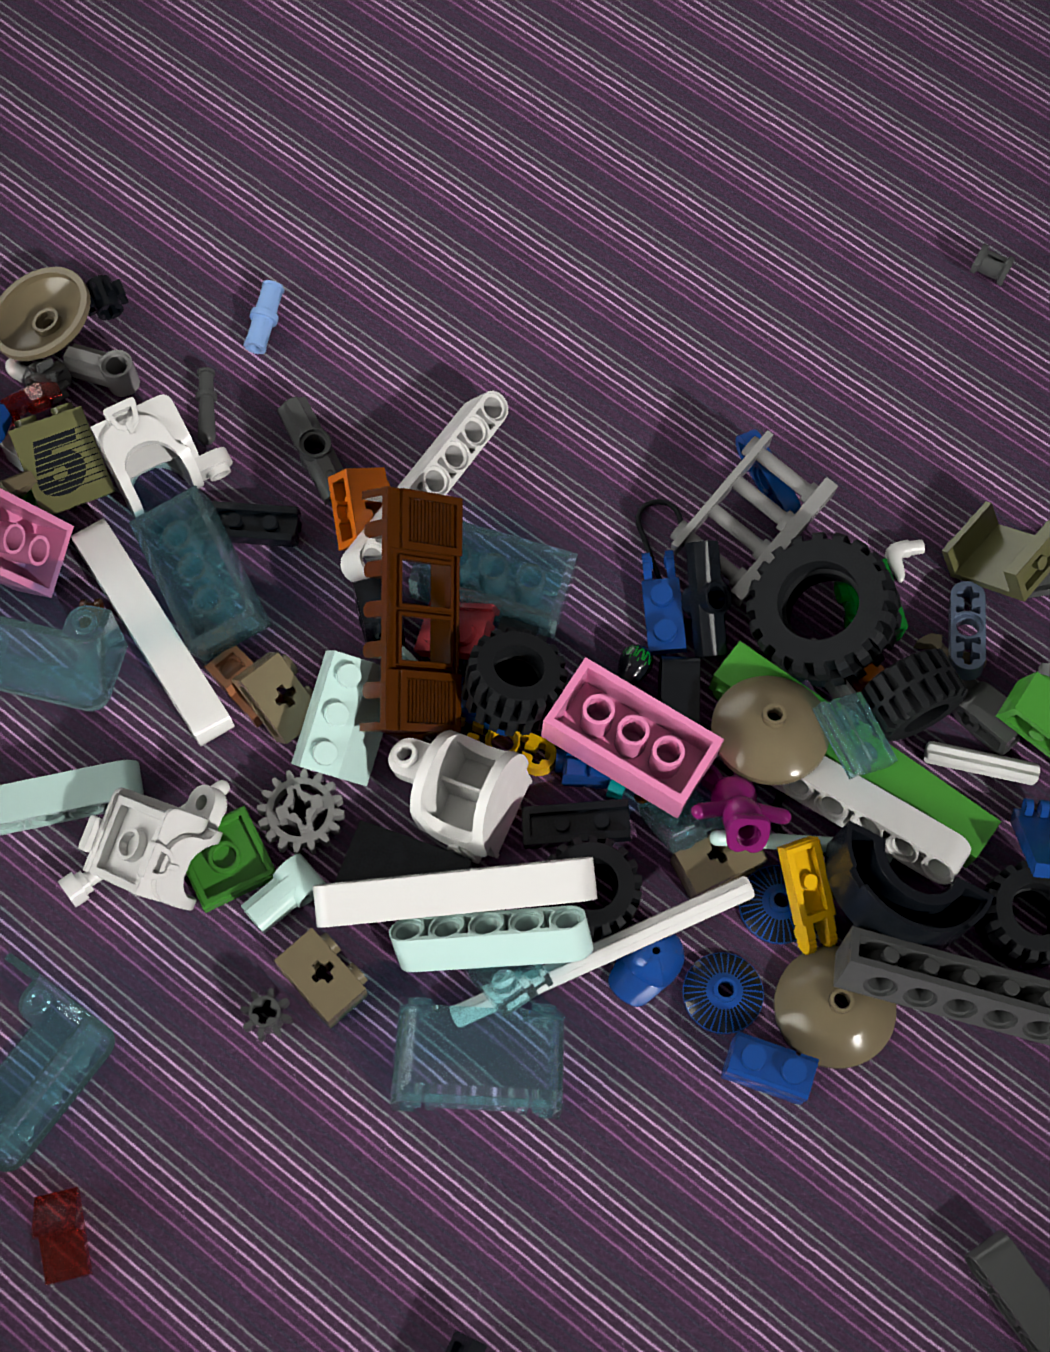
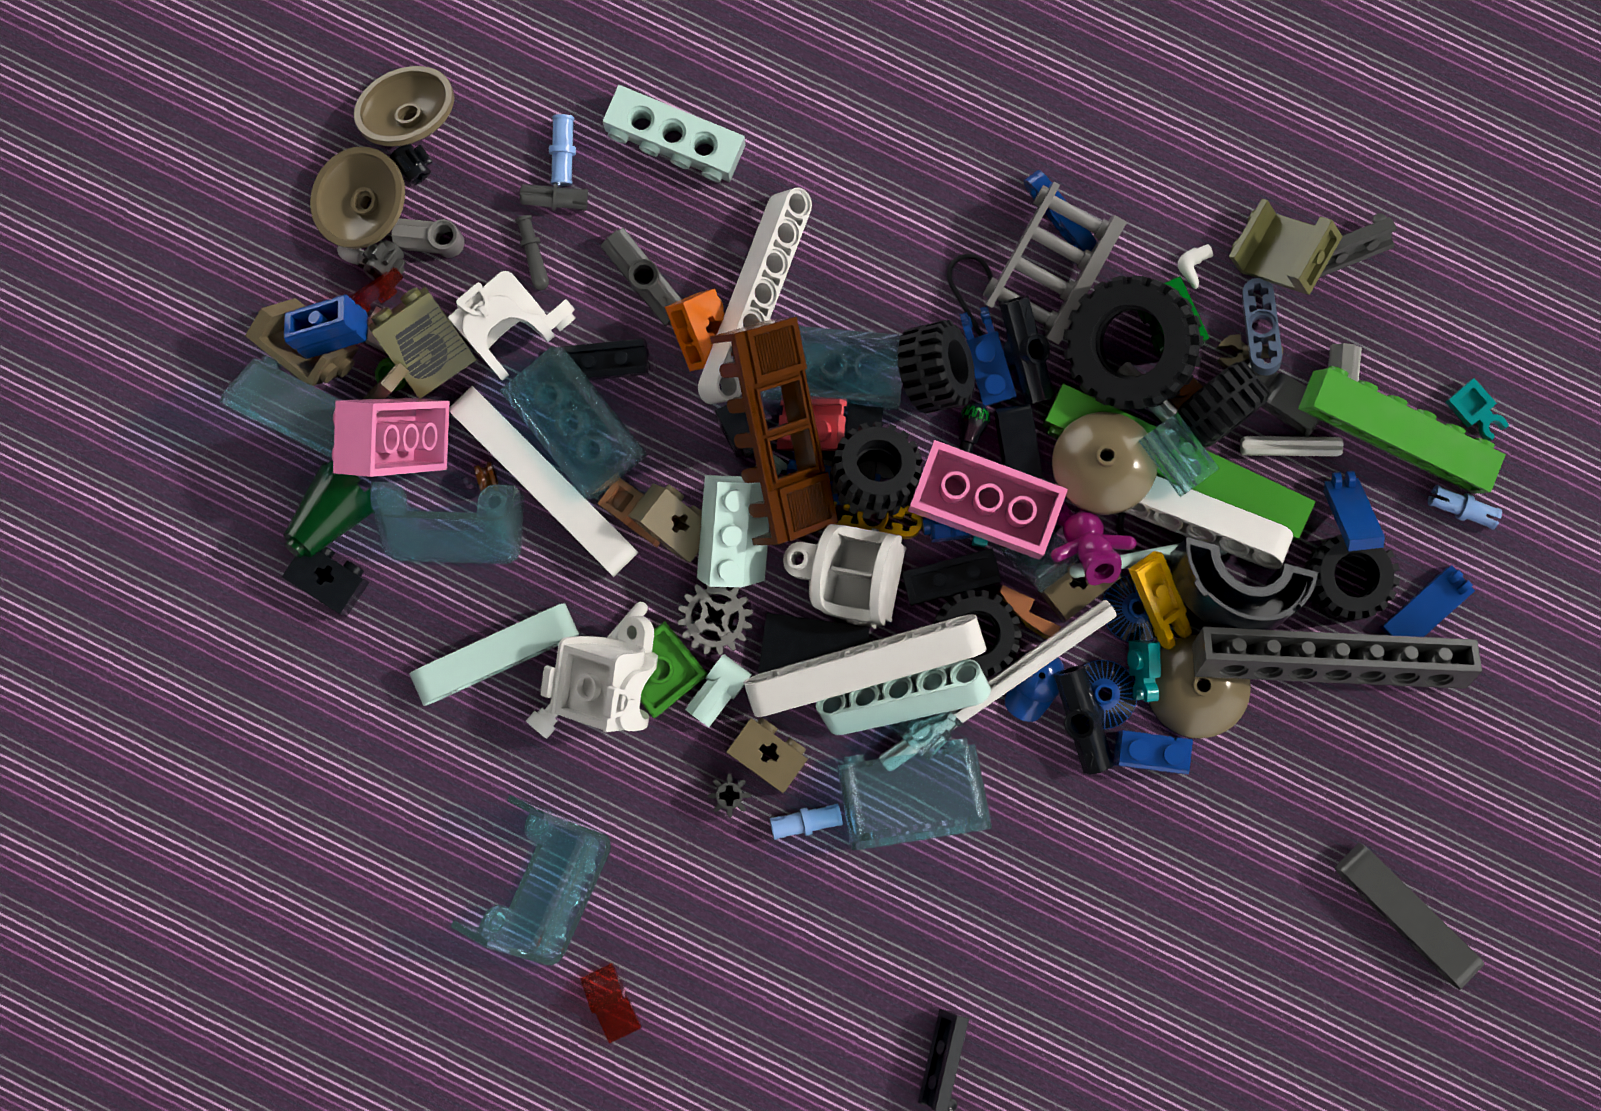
camera: 10 degrees left, 15 degrees up
(114, 242) = (404, 106): none -> dark tan dish
(243, 357) = (554, 197): none -> dark grey axle
(345, 289) = (630, 106): none -> light aqua brick
(347, 1065) = (806, 821): none -> light blue pin
(604, 592) = (936, 367): none -> black tyre
(649, 868) = (1021, 607): none -> nougat slope
(697, 1040) = (1088, 739): none -> black piece
(777, 966) = (1145, 665): none -> teal plate

